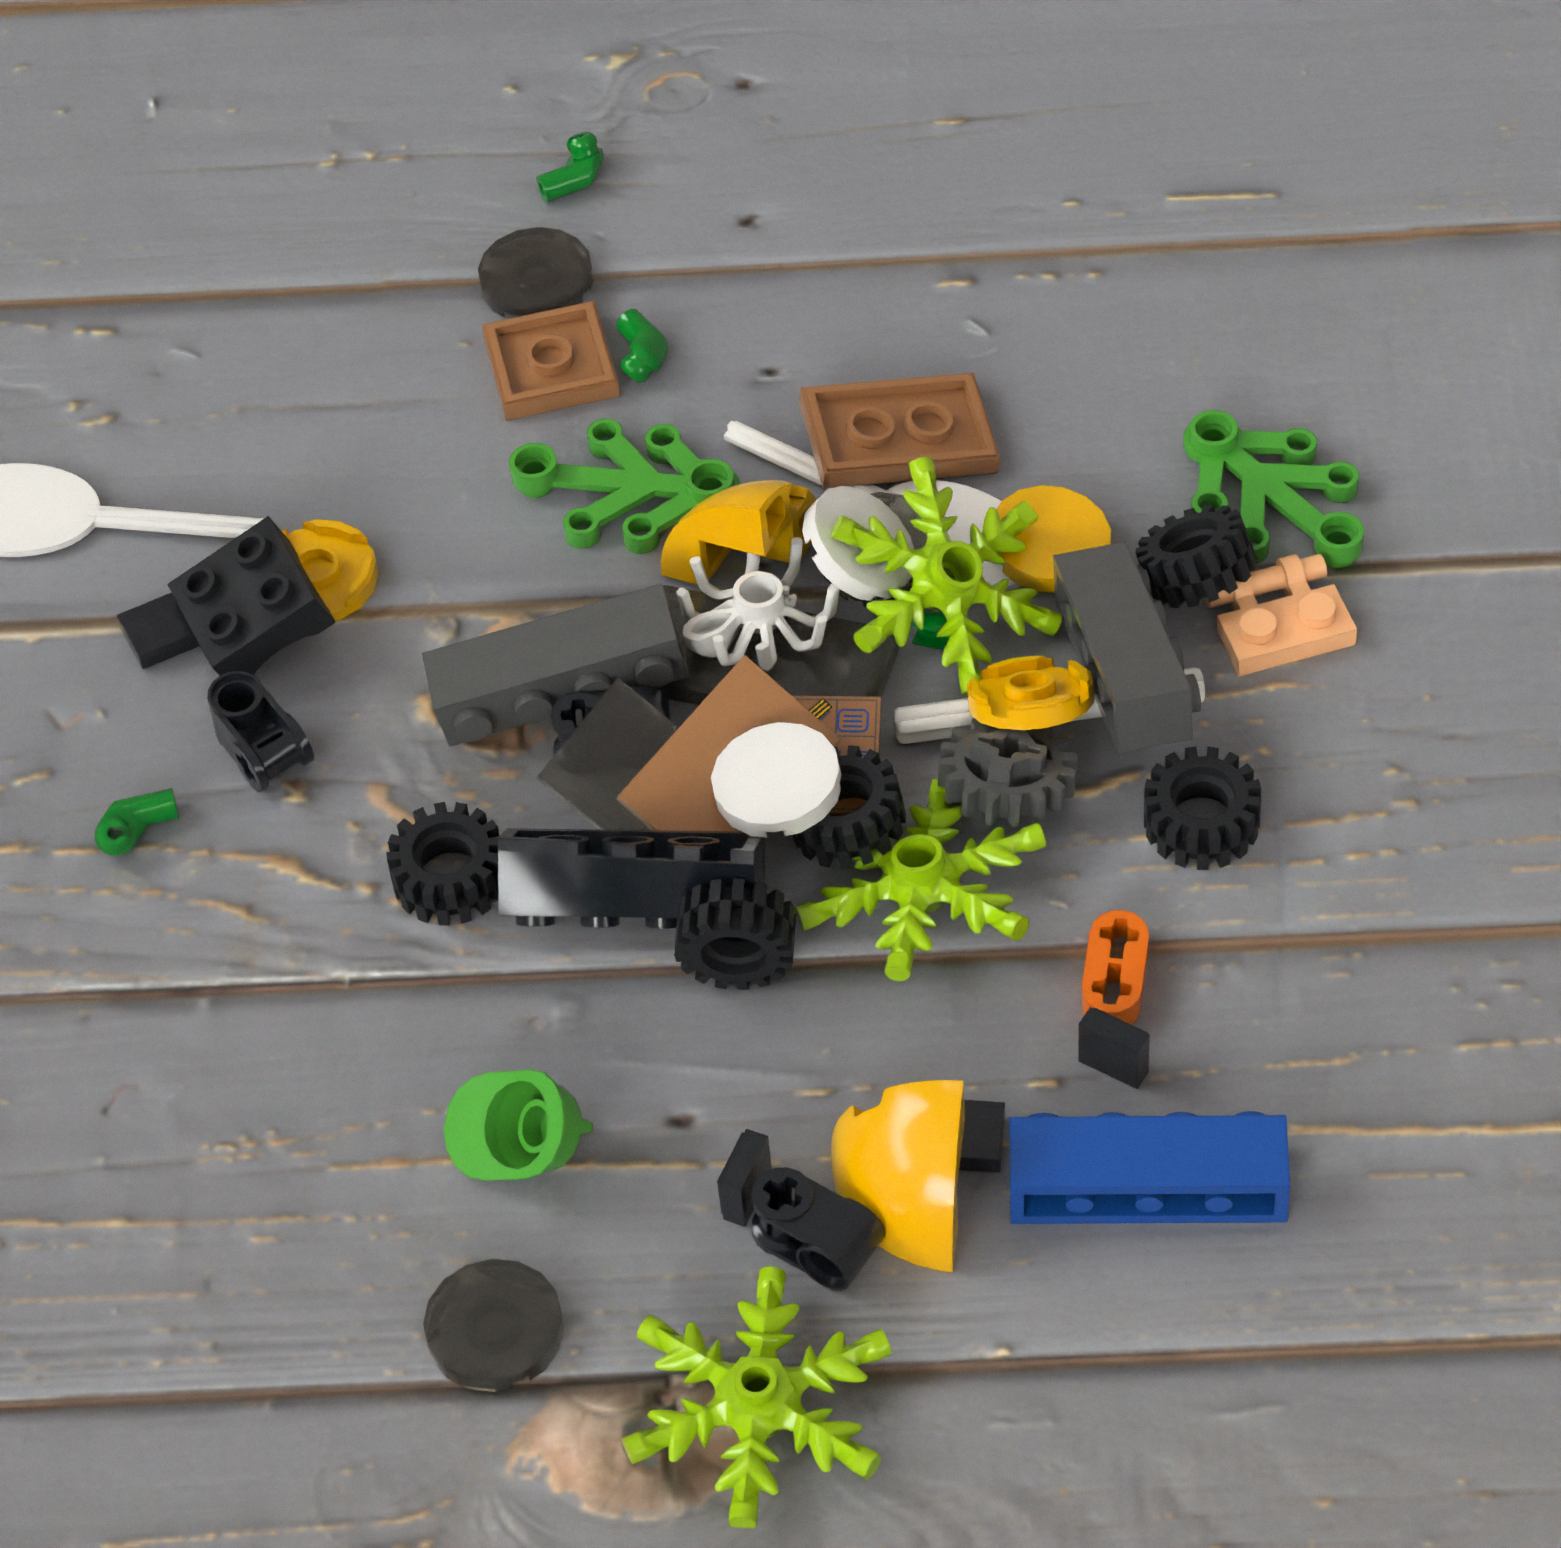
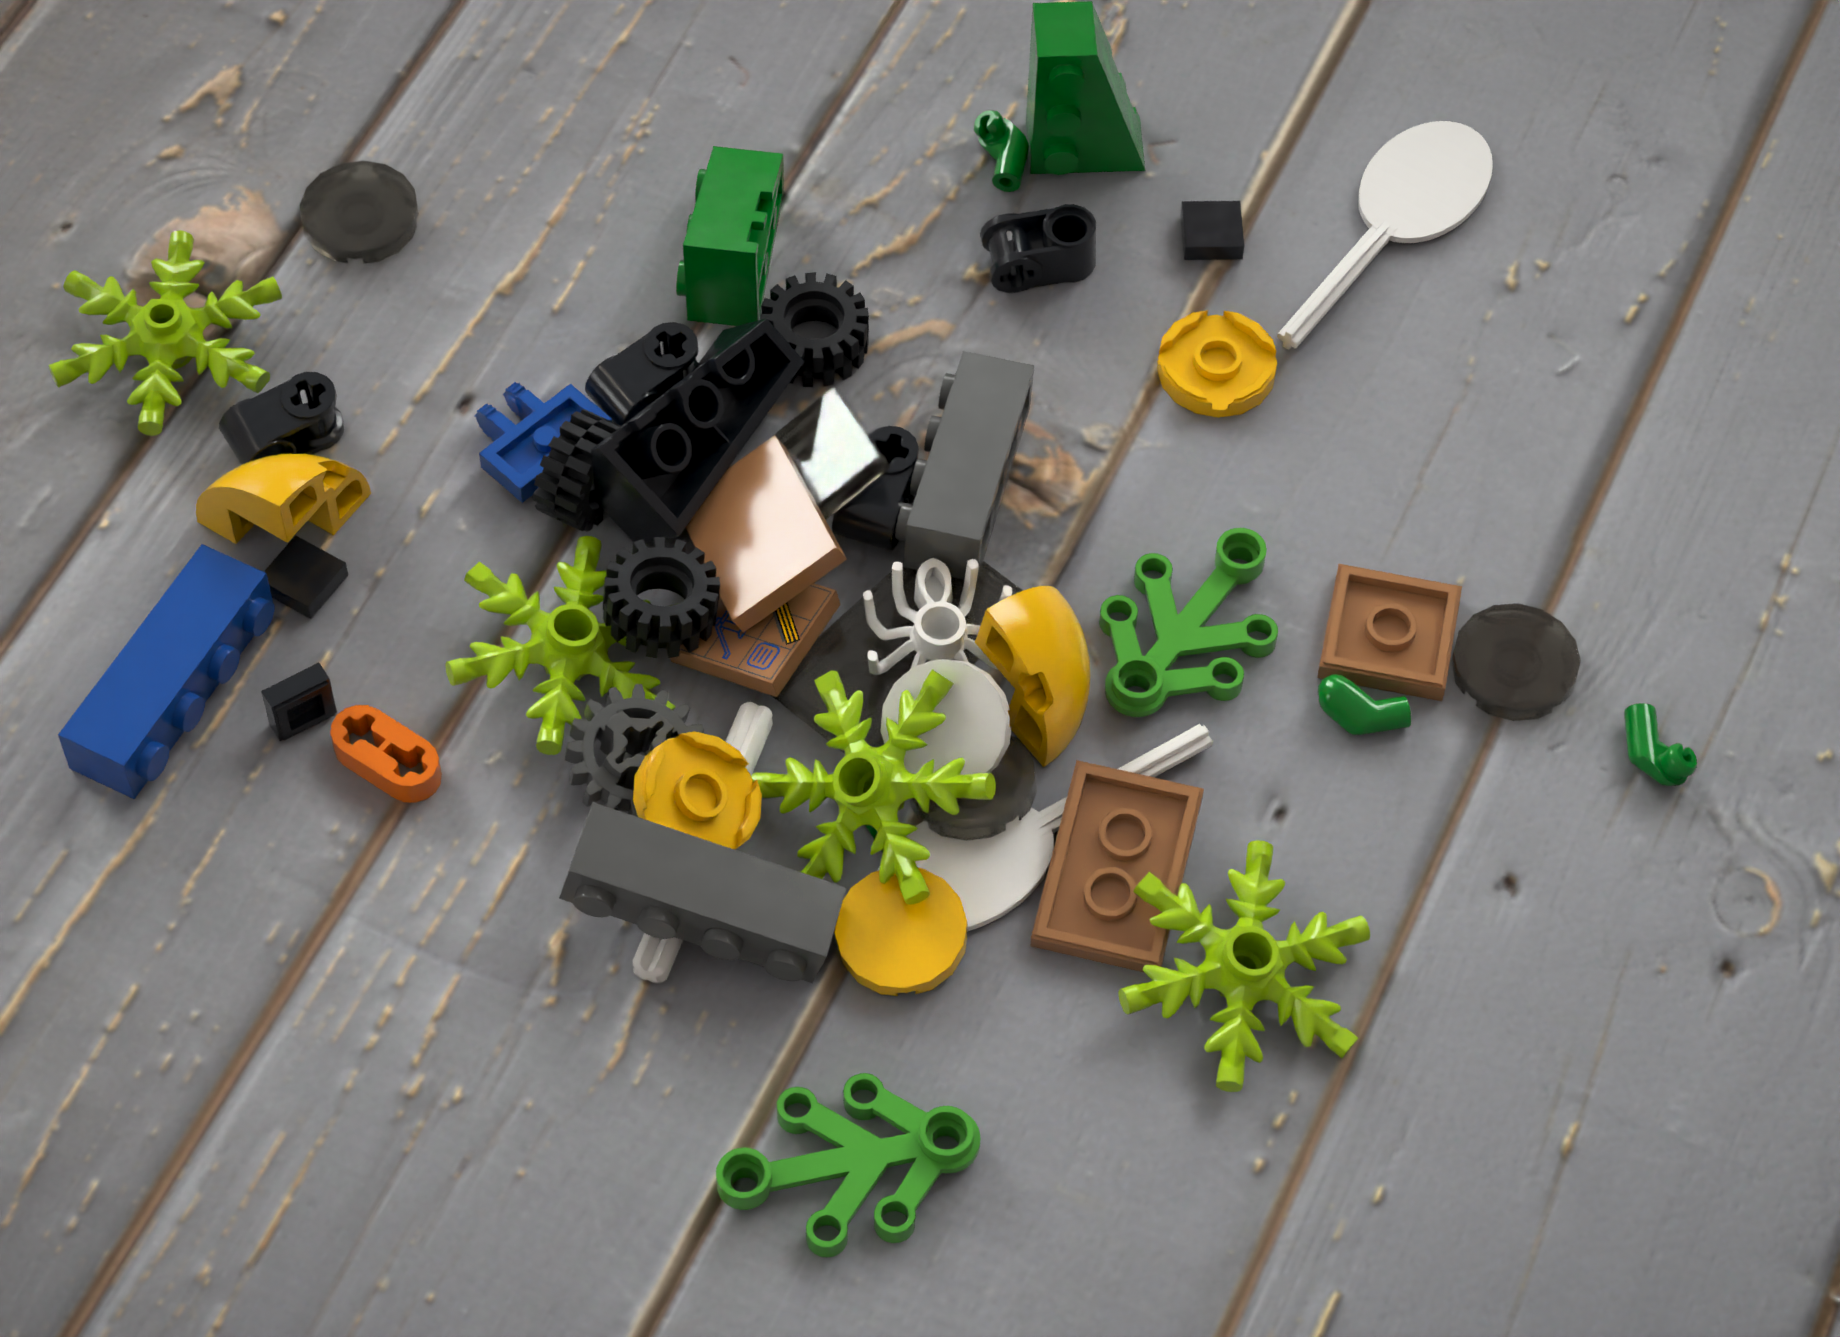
camera: 110 degrees right, 5 degrees up
(80, 733) = (1077, 97): none -> green wedge
(250, 600) = (1183, 279): black brick -> none
(371, 963) = (731, 236): none -> green wedge
(512, 1125) = (505, 279): bright green piece -> none
(589, 964) = (640, 373): none -> black piece
(701, 1011) = (519, 448): none -> blue hinge
(746, 1163) = (362, 400): black tile -> none
(776, 779) = (699, 534): white tile -> none
(940, 319) = (1244, 965): none -> lime piece
(1197, 556) = (760, 1039): black tyre -> none
(1202, 778) = (502, 863): black tyre -> none
(1285, 628) = (672, 1079): light nougat plate -> none

